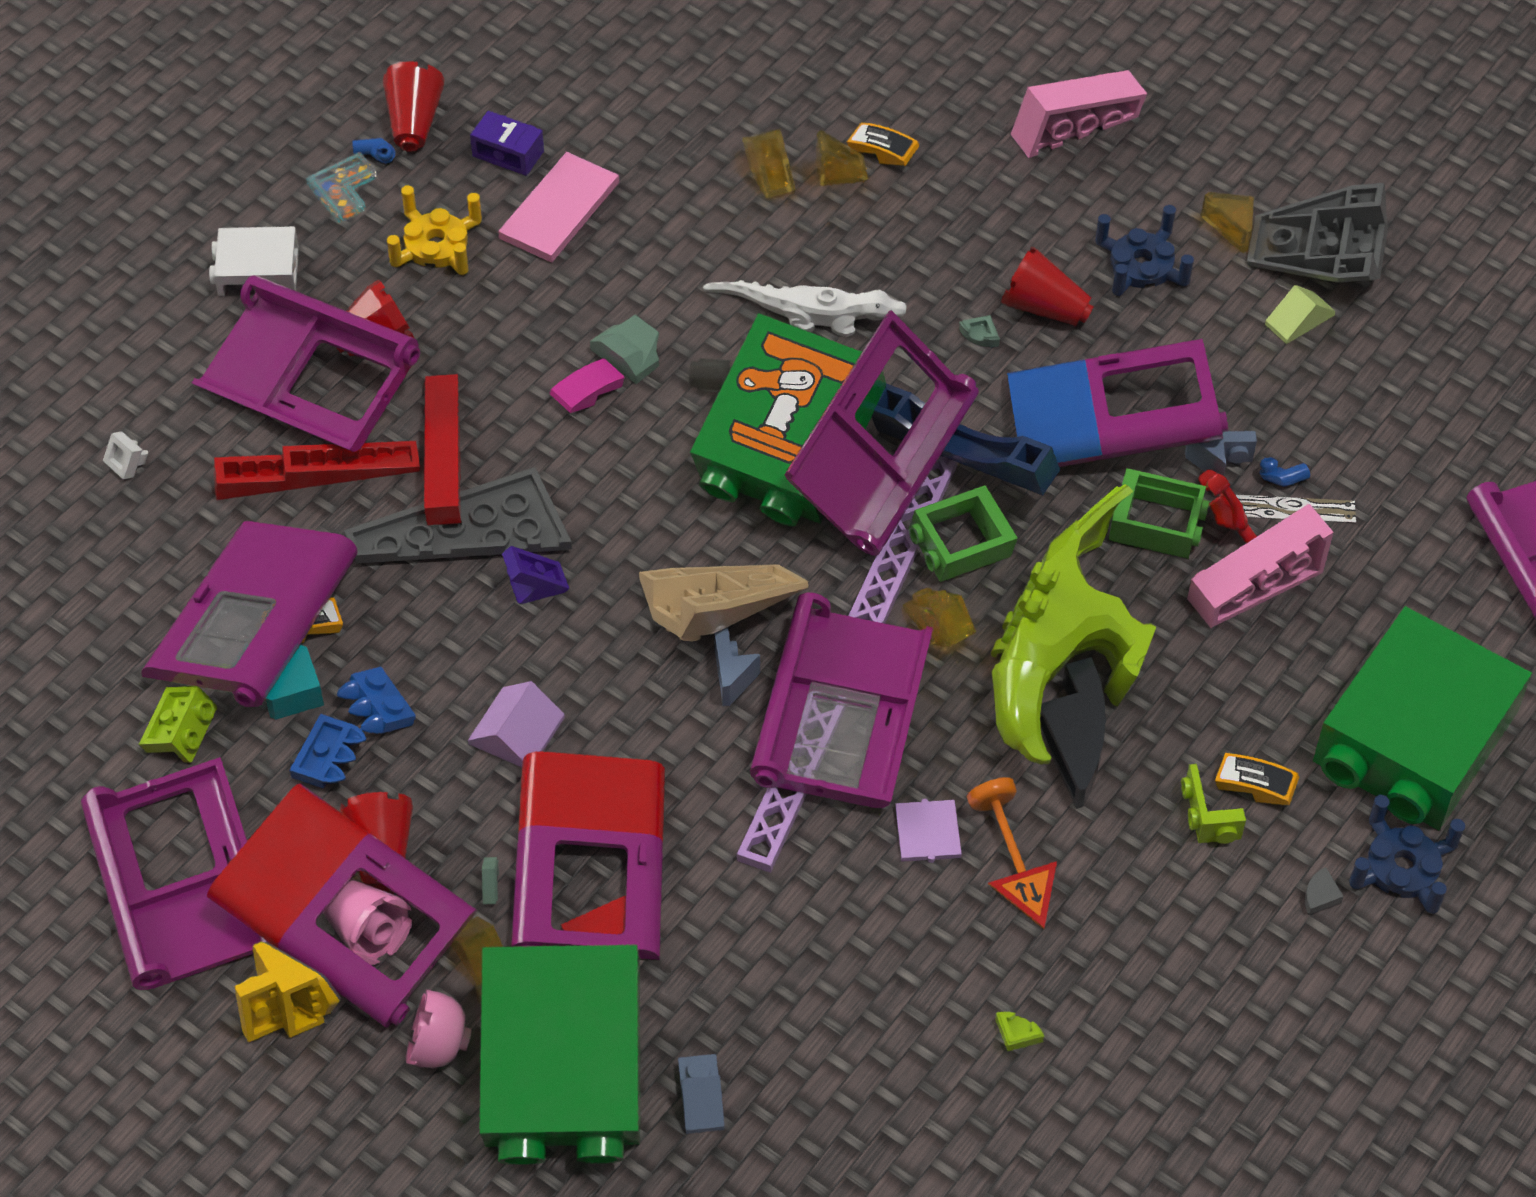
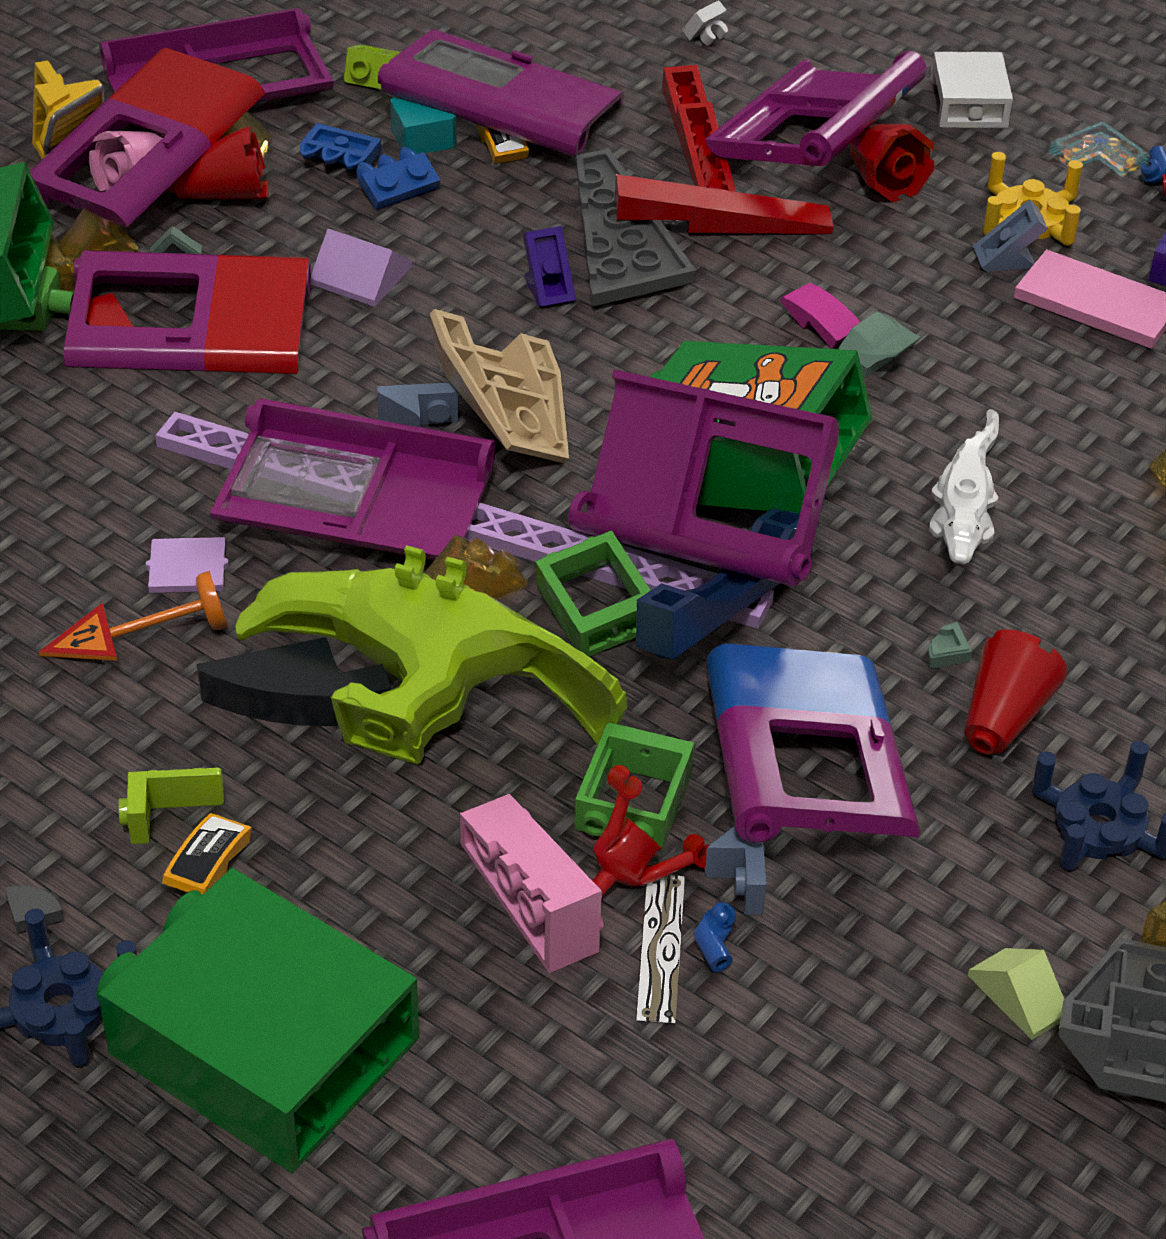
camera: 90 degrees right, 10 degrees down
(493, 248) = (1008, 242): none -> sand blue slope

